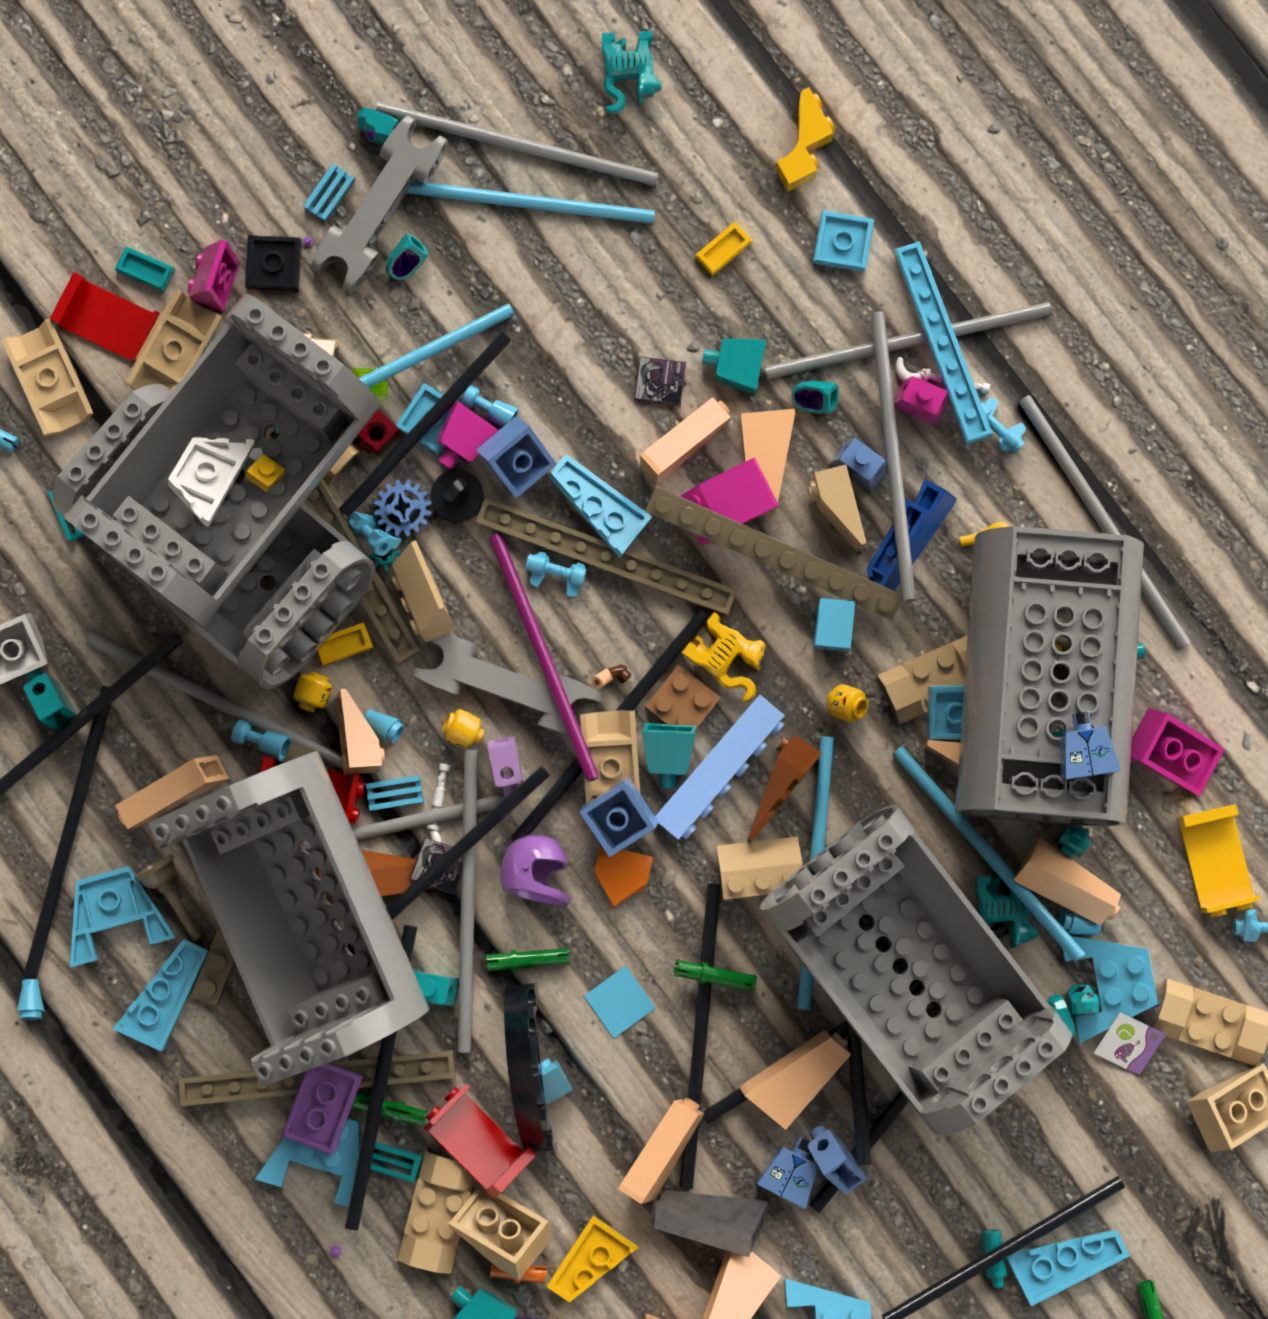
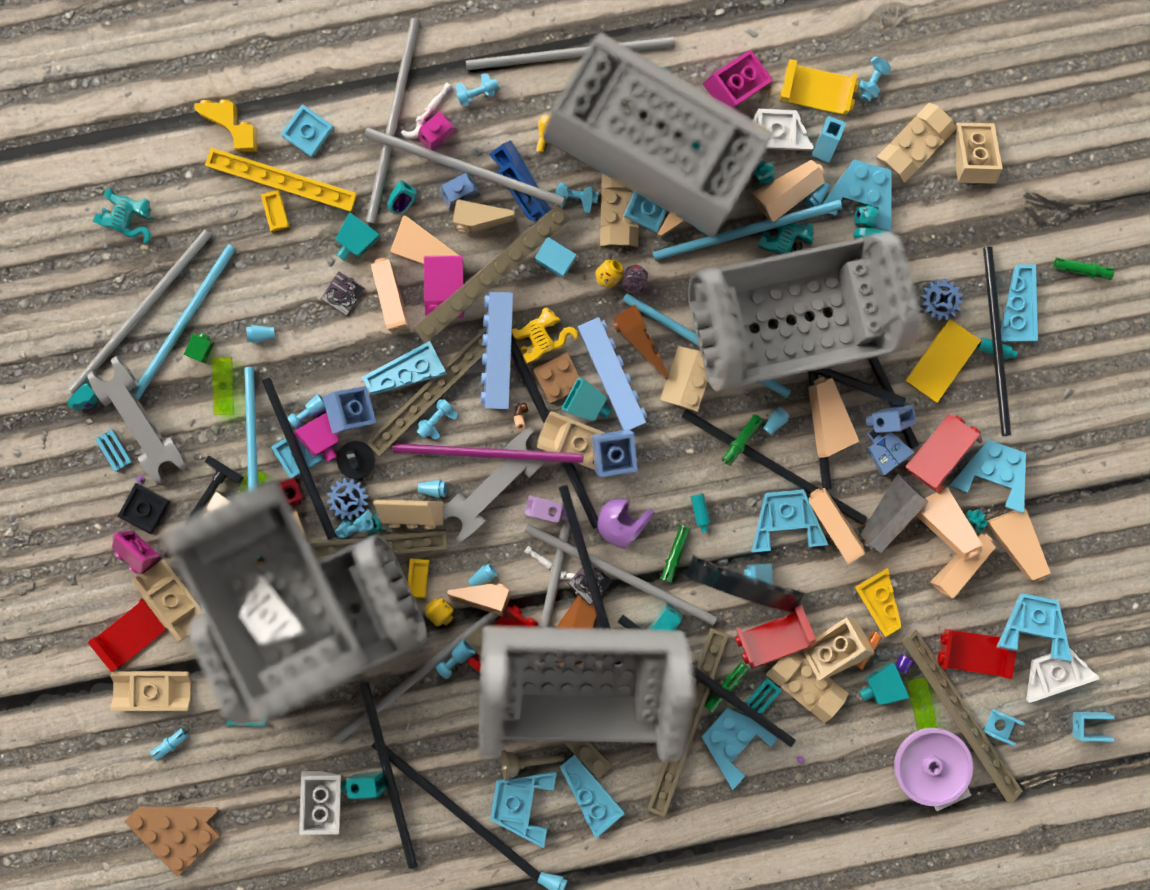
camera: 70 degrees left, 5 degrees up
(145, 269) = (107, 594): teal tile -> none
(171, 791) = (461, 732): light nougat slope -> none
(265, 473) = (285, 577): yellow plate -> none
(322, 1107) = (710, 727): medium lavender tile -> none
(363, 337) = (221, 474): none -> black piece
(371, 796) = (525, 605): medium azure tile -> none
(406, 258) = (182, 420): rock -> none
(462, 729) = (509, 526): yellow head -> none
(466, 610) = (433, 488): none -> medium azure cone
(487, 279) = (223, 373): none -> clear neon green tile
(506, 236) = (199, 347): none -> green brick
(559, 301) = (259, 333): none -> medium azure cone
(597, 966) = (700, 511): none -> teal cylinder
(619, 1001) = (729, 507): medium azure sticker -> none
(622, 874) = (651, 468): orange slope -> none
(649, 1079) = (784, 512): none -> medium azure wing
(680, 607) = (498, 350): none -> light blue brick
(762, 1009) = (776, 420): none -> medium azure cone
(766, 238) = (281, 179): none -> yellow plate
(824, 1247) = (943, 452): none -> panel
(855, 739) = (635, 279): none -> head
(931, 630) = (587, 196): none -> medium azure piece
(943, 343) = (405, 99): medium azure tile -> none
(944, 1192) = (942, 360): none -> yellow tile
(1018, 1164) = (946, 305): none -> medium blue gear
(1087, 750) = (720, 133): medium blue torso -> none
(1129, 1043) = (906, 200): sticker -> none
(1142, 840) = (787, 129): none -> white wing
(1157, 903) = (828, 139): none -> medium azure slope

